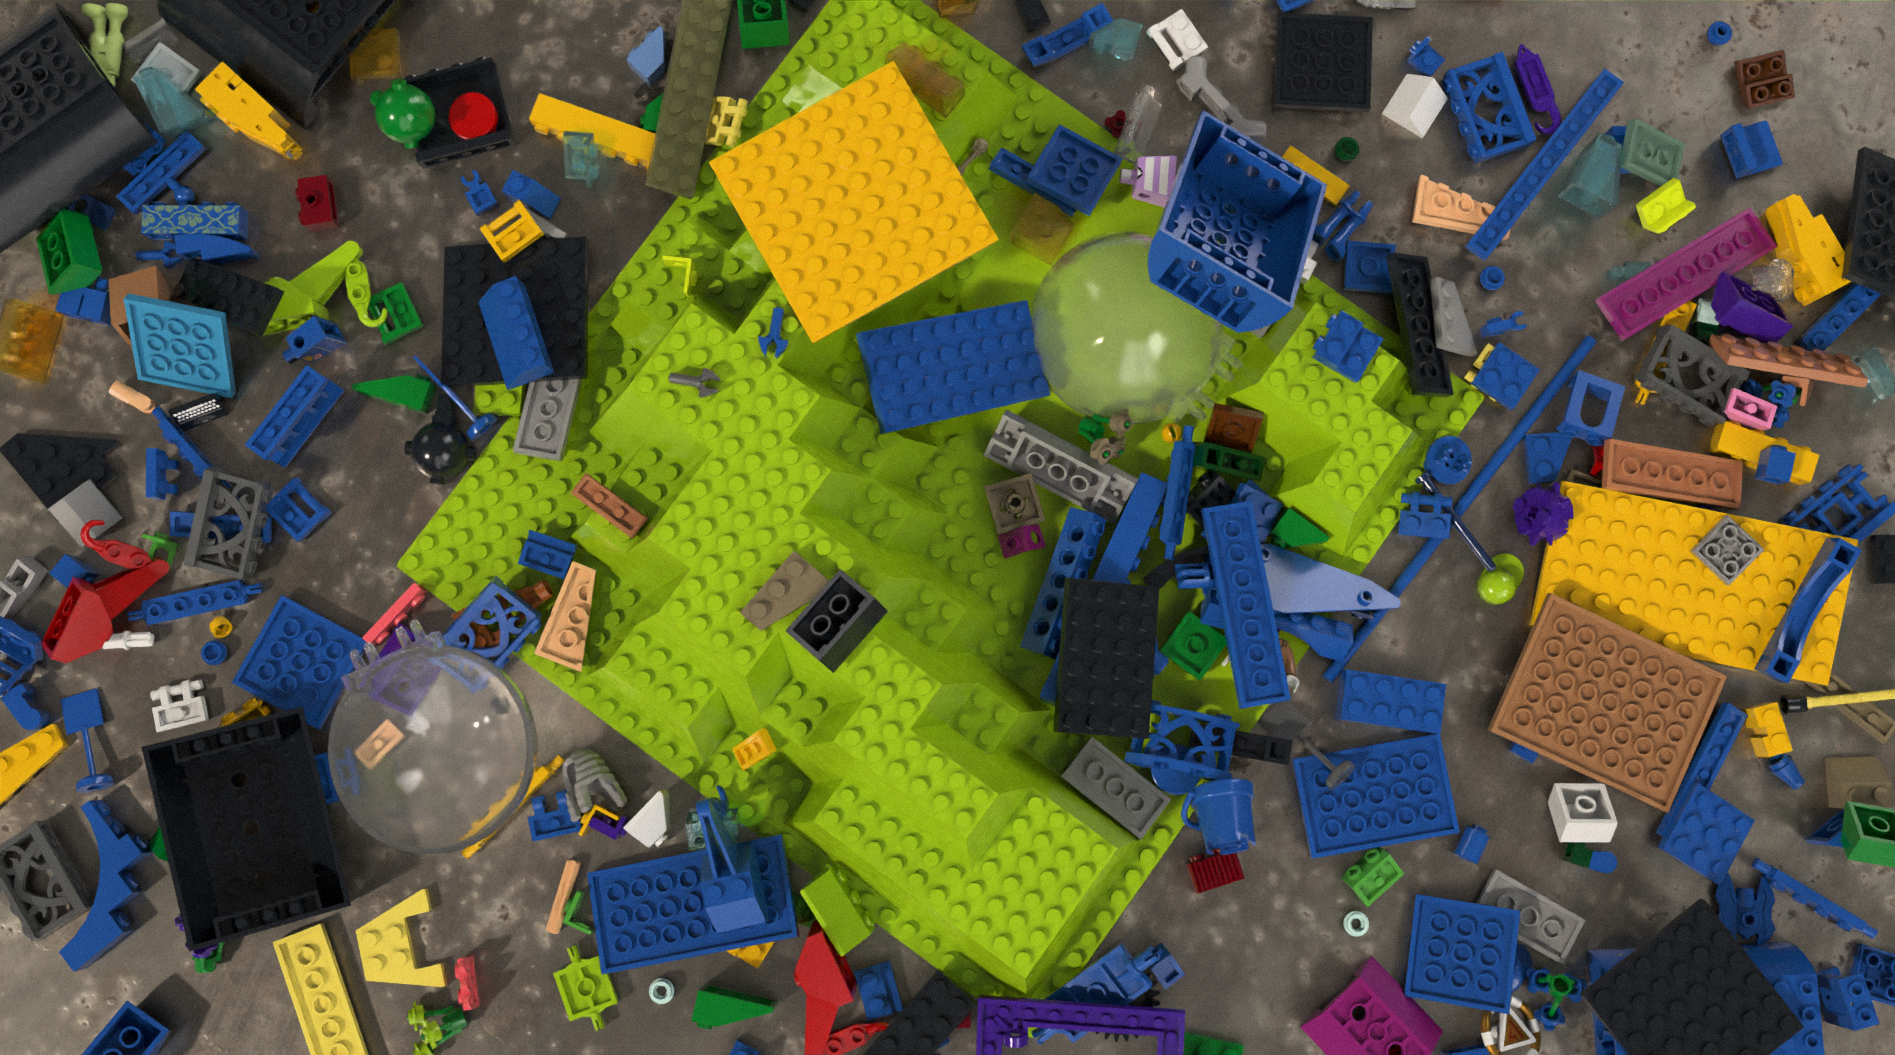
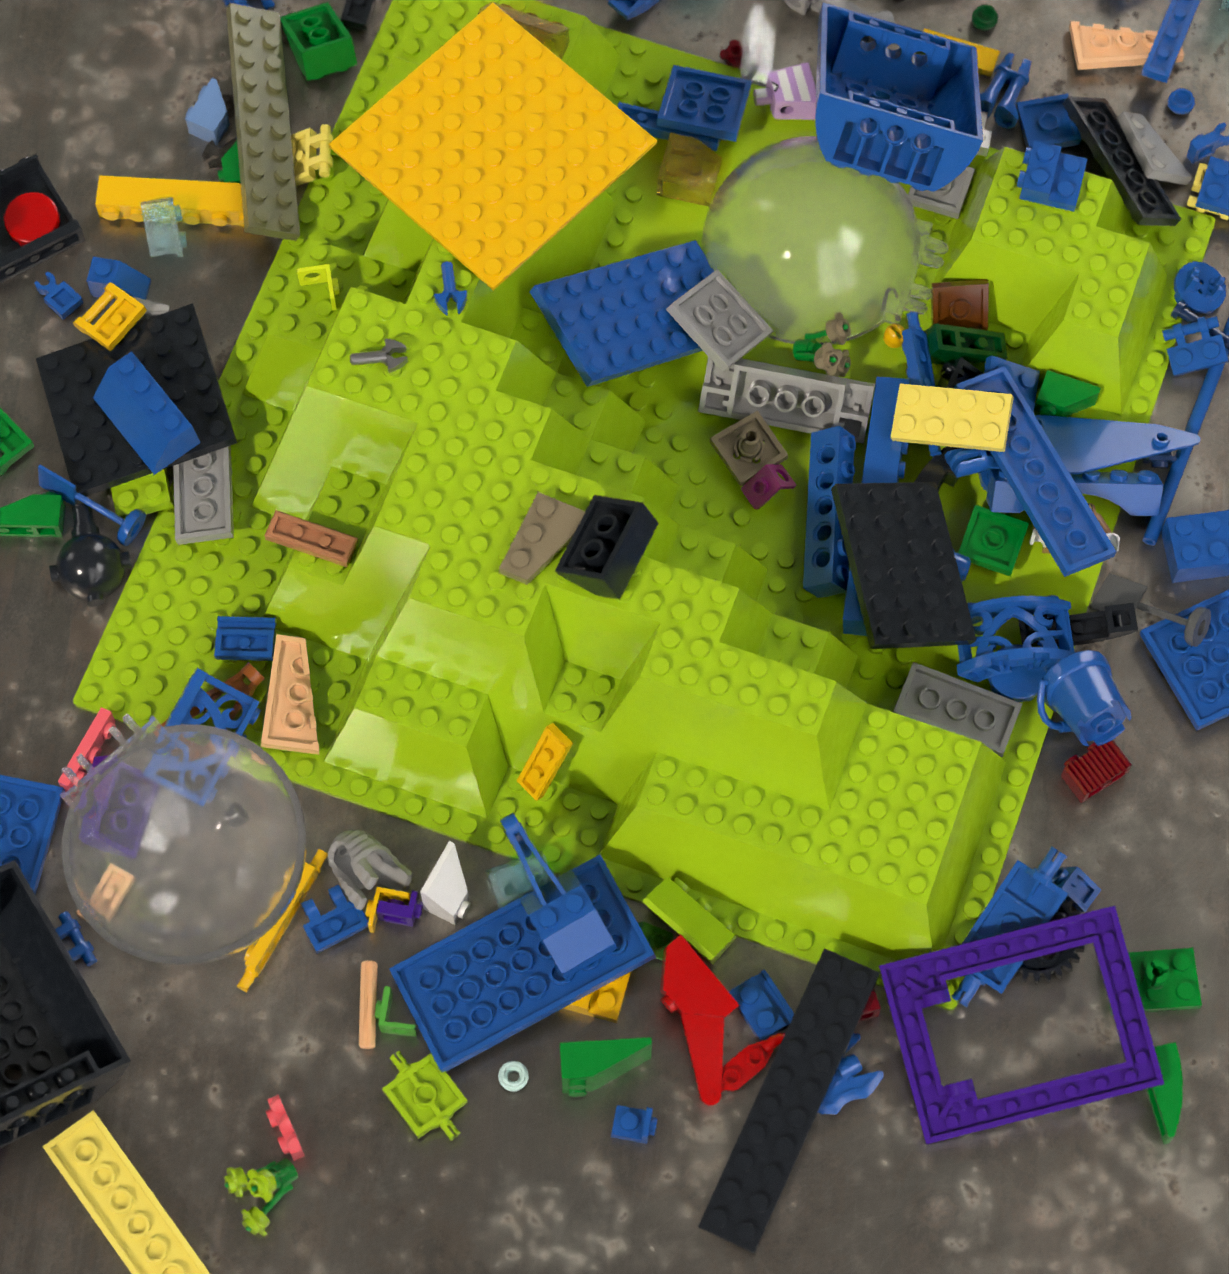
camera: 15 degrees left, 15 degrees down
(388, 948) = (179, 1118): light yellow wing -> none
(1021, 388) = (719, 320): none -> light grey plate
(1190, 538) = (952, 417): none -> light yellow plate

